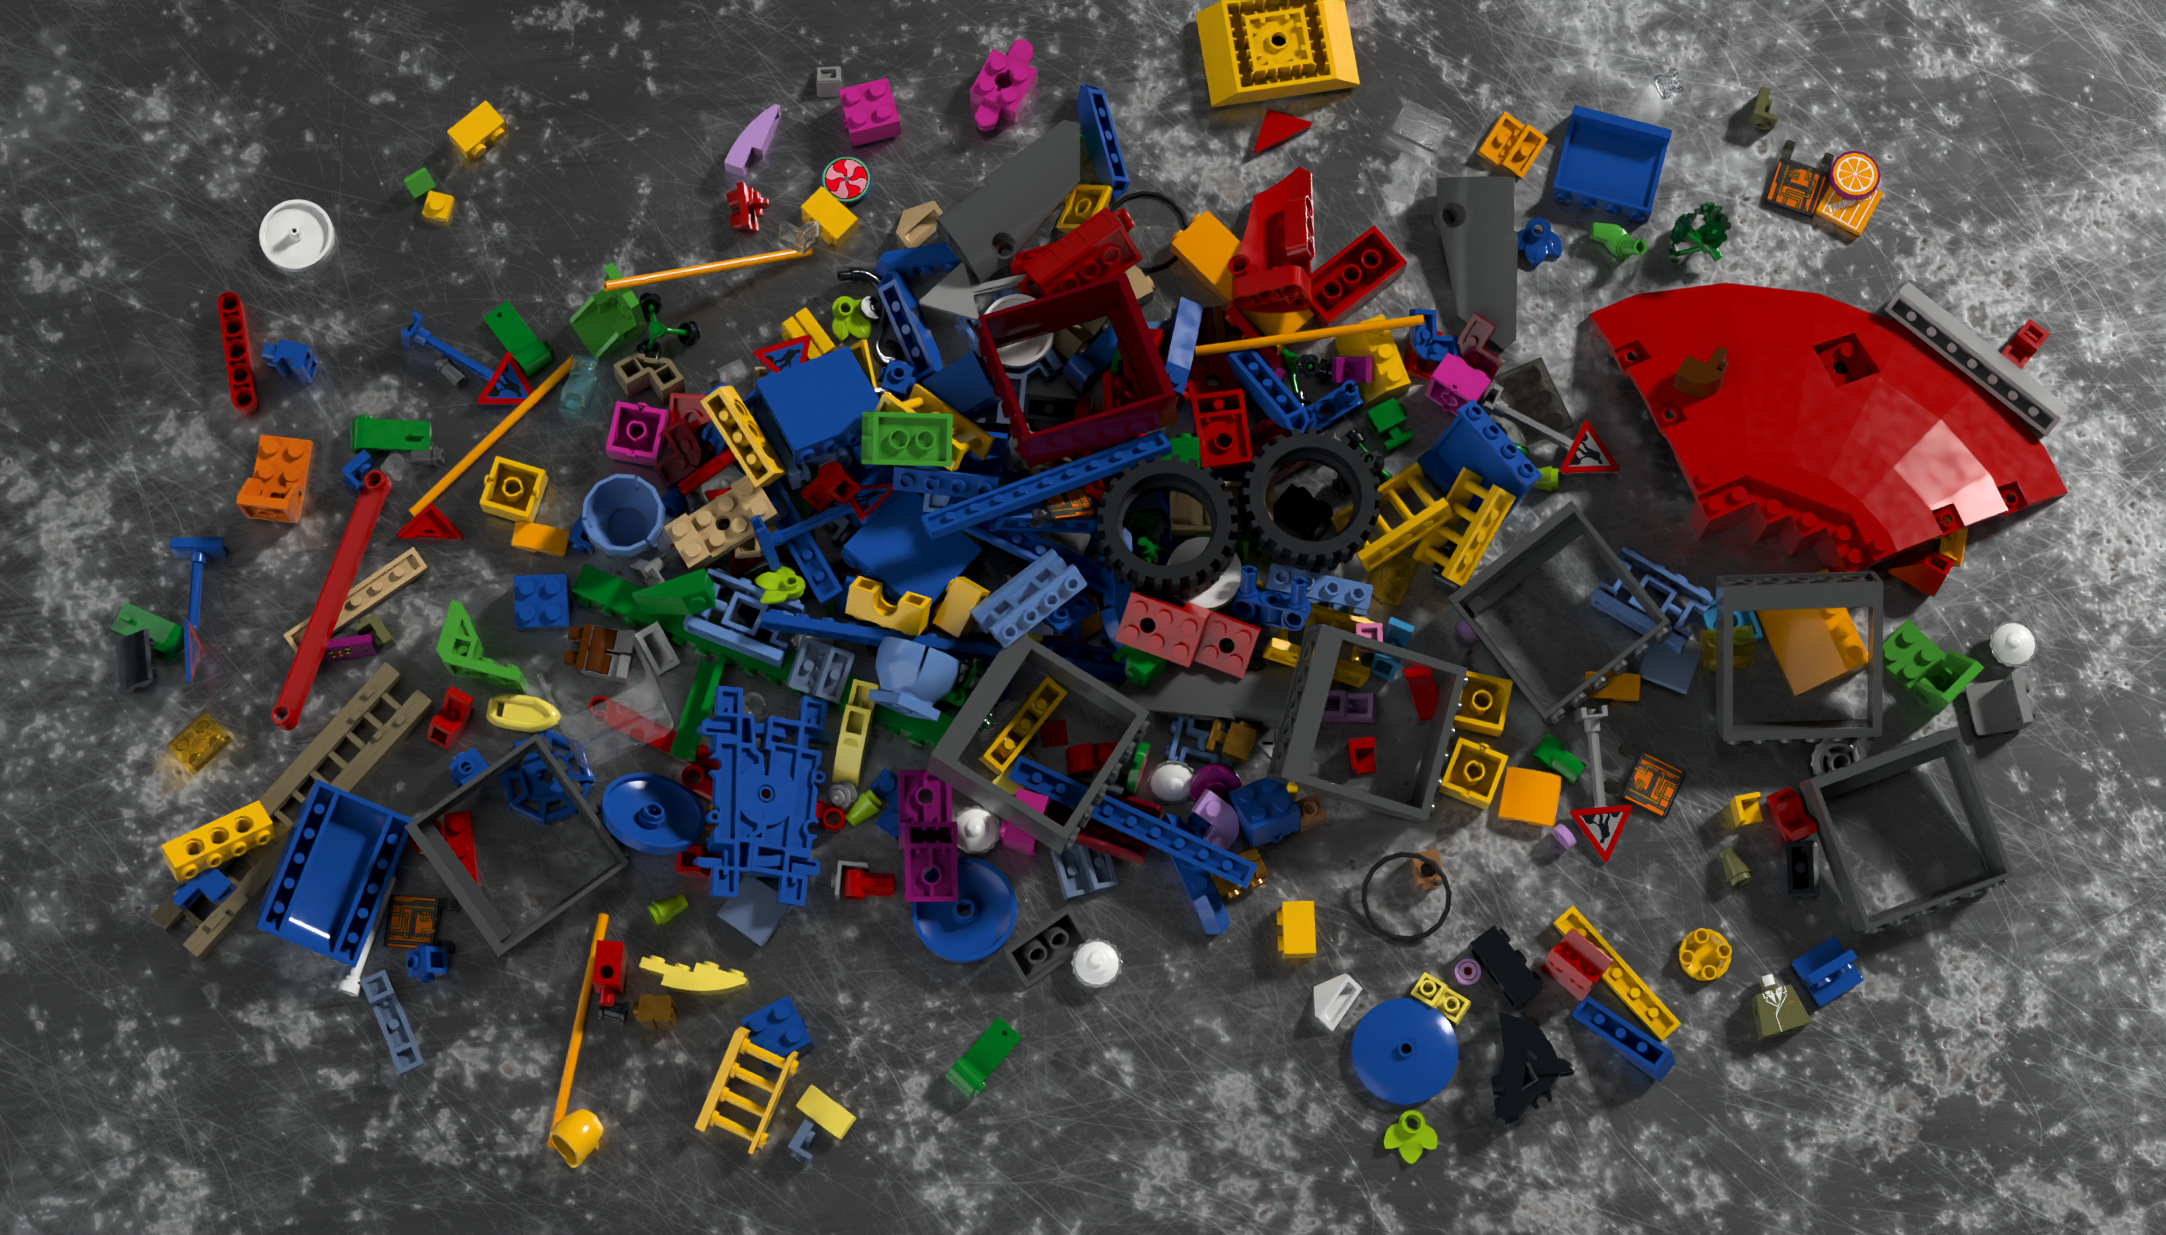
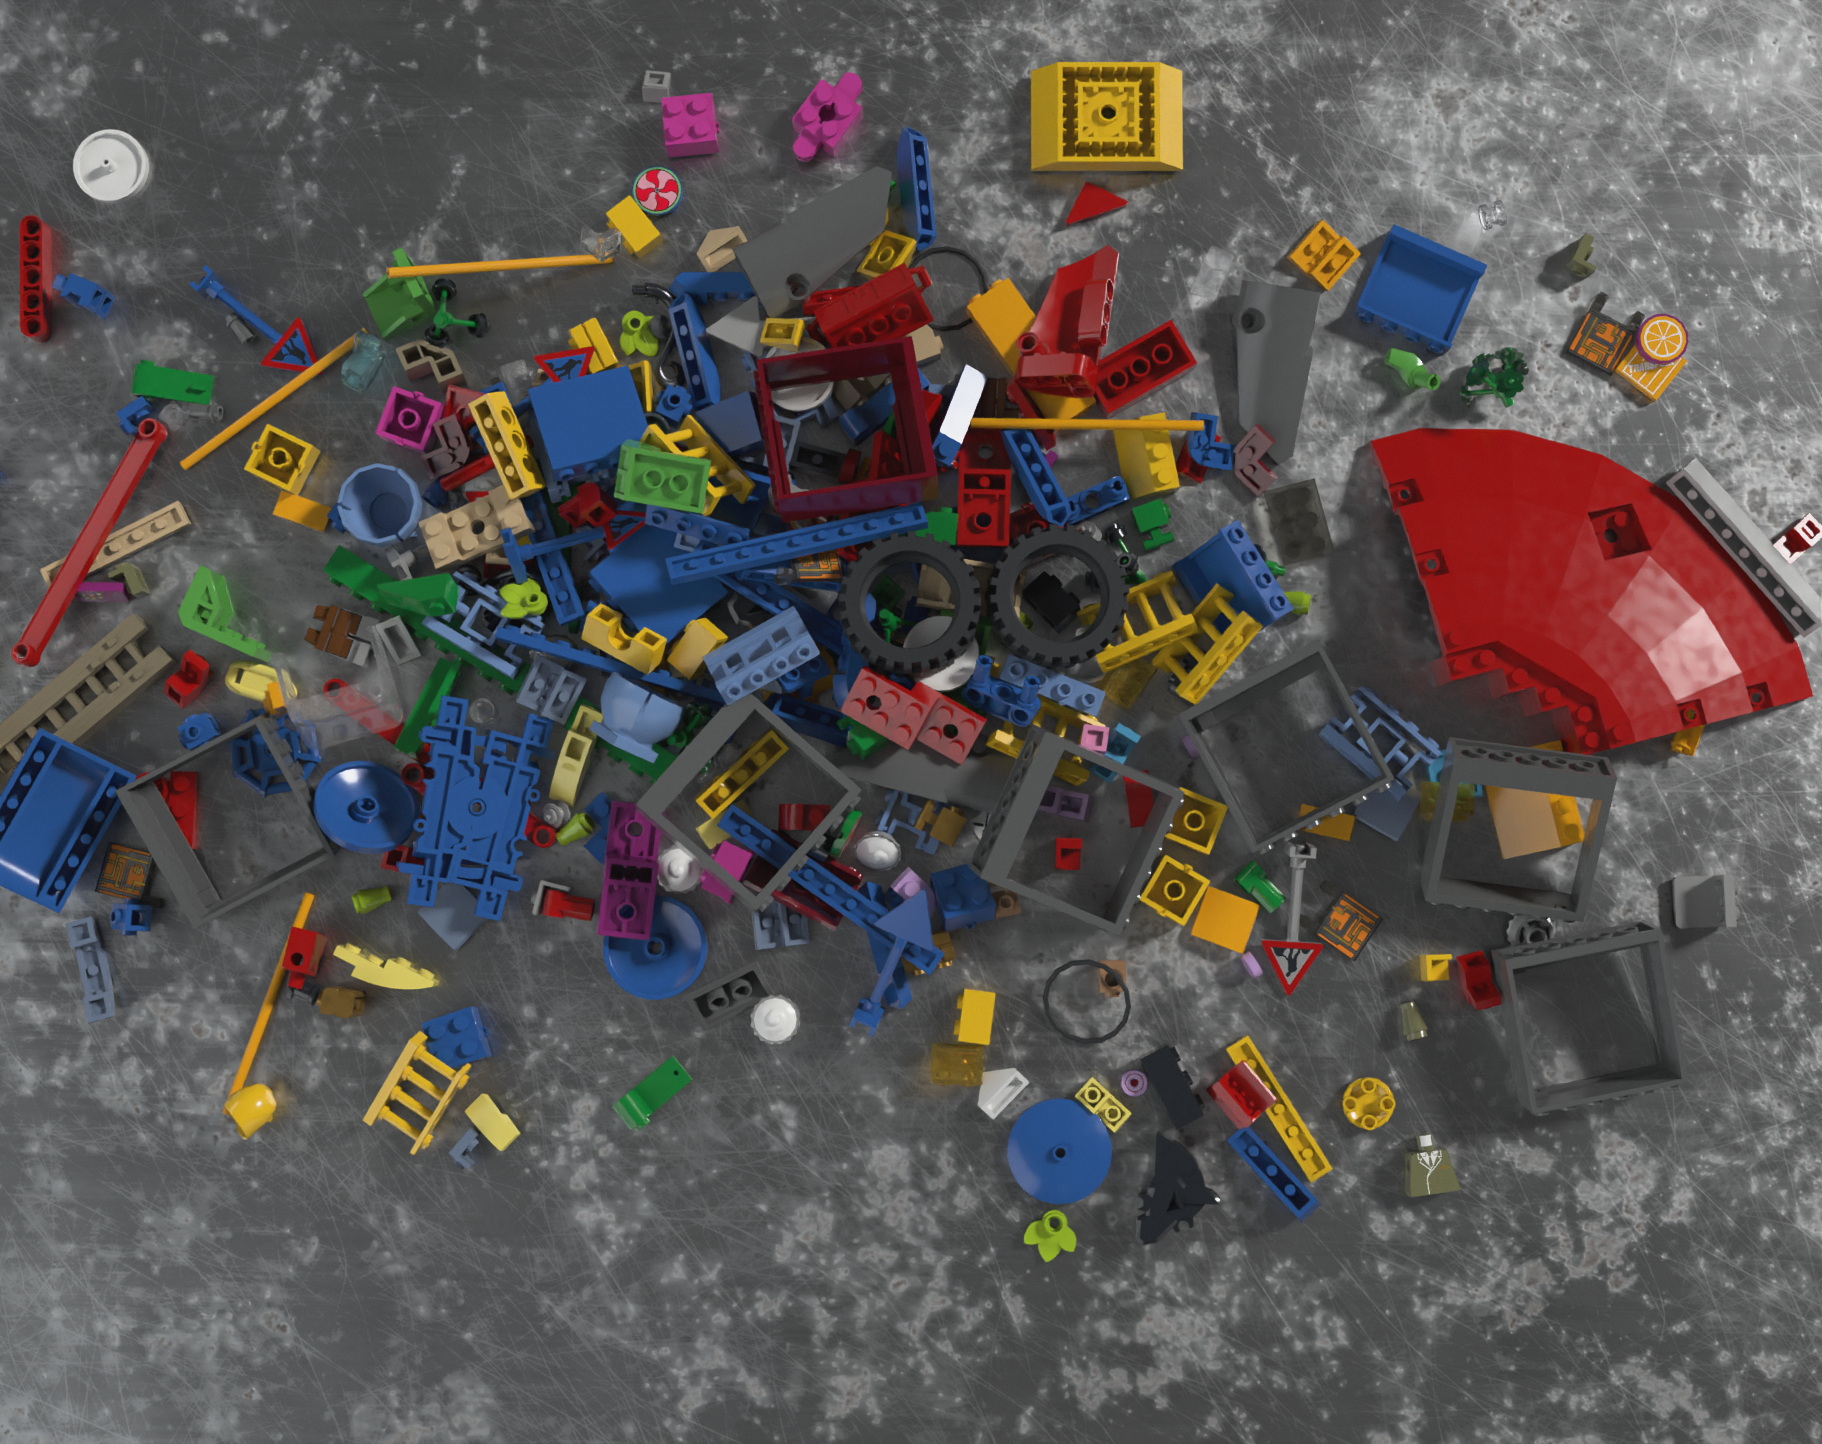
camera: 15 degrees right, 10 degrees up
(277, 481) = (57, 413): orange bracket -> none
(351, 983) = (58, 924): white piece -> none
(419, 182) = (236, 130): bright green slope -> none
(430, 525) = (198, 480): red tile -> none
(438, 206) = (253, 157): yellow plate -> none
(478, 131) = (301, 86): yellow brick -> none
(518, 339) = (311, 305): green door -> none
(542, 602) = (293, 577): blue brick -> none
(546, 721) = (274, 702): none -> light orange slope
(750, 206) = (556, 205): red hips -> none
(752, 141) = (570, 137): lavender slope -> none
(996, 292) = (783, 333): none -> yellow slope
(1054, 733) = (772, 782): red sticker -> none
(1216, 778) = (920, 858): magenta tile -> none
(1217, 837) = (909, 923): none -> blue piece
(1286, 979) = (957, 1064): none -> clear yellow bracket
(1307, 366) = (1079, 457): black plant -> none
(1351, 368) = (1123, 464): magenta bracket -> none
(1421, 126) = (1236, 222): clear plate -> none
(1456, 384) = (1225, 496): dark pink brick -> none
(1538, 245) = (1332, 363): blue plate -> none
(1585, 452) = (1340, 584): piece -> none
(1700, 378) = (1468, 532): reddish brown brick -> none
(1802, 868) = (1479, 1036): black brick -> none
(1827, 971) = (1485, 1138): blue bracket -> none
(1922, 570) = (1655, 756): red slope -> none
(1926, 670) = (1639, 857): bright green bracket -> none
(2013, 643) = (1730, 842): white piece -> none

